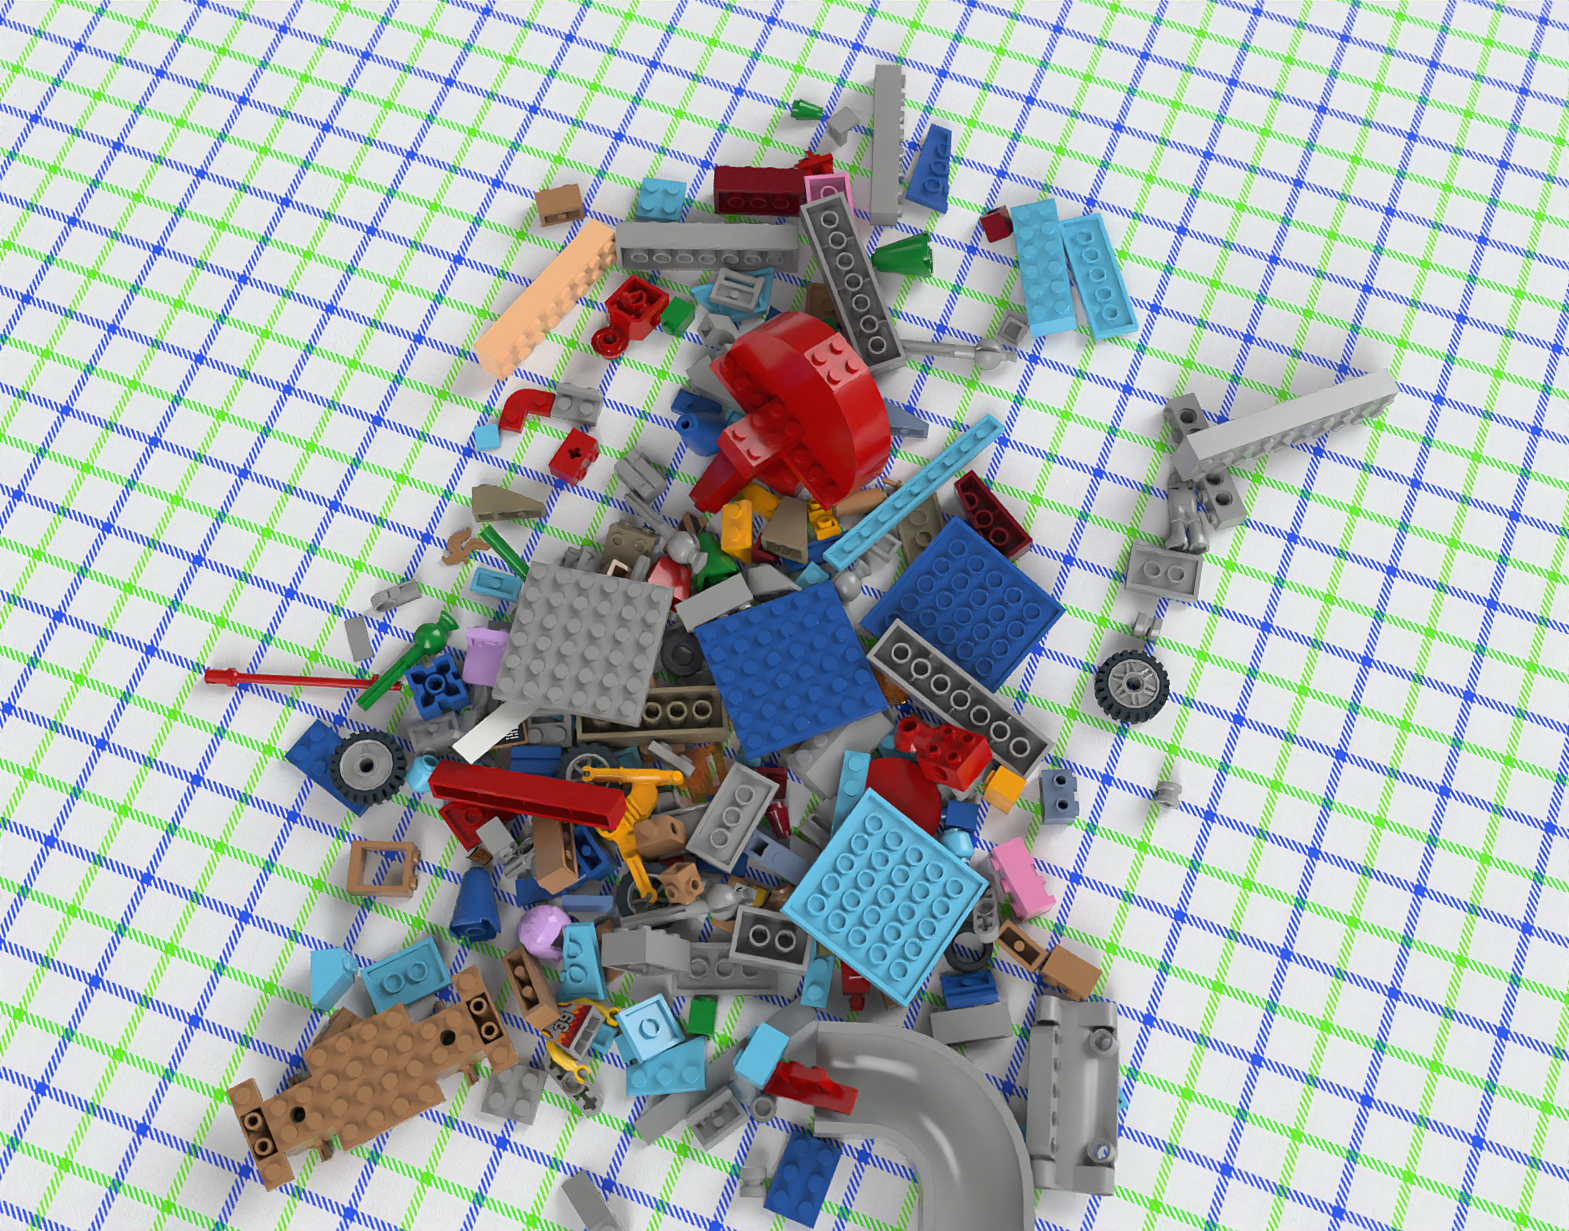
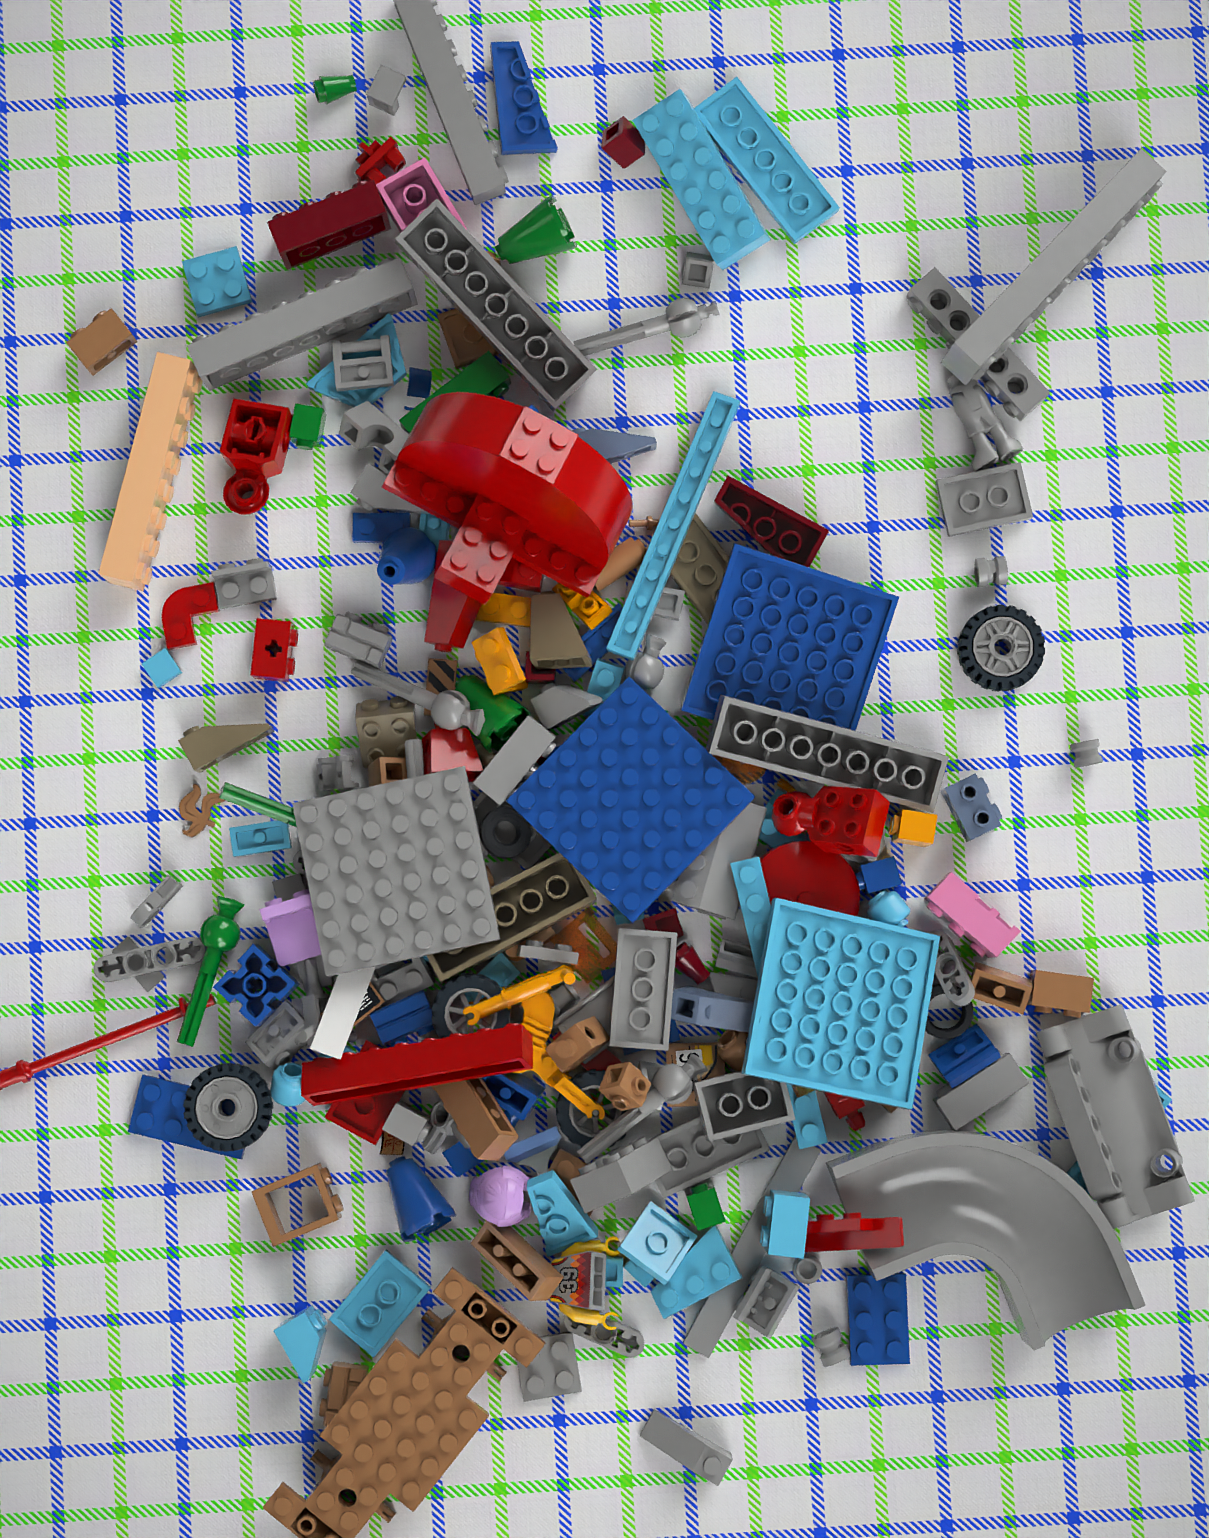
camera: 20 degrees left, 15 degrees up
(370, 635) = (151, 962): none -> light grey beam

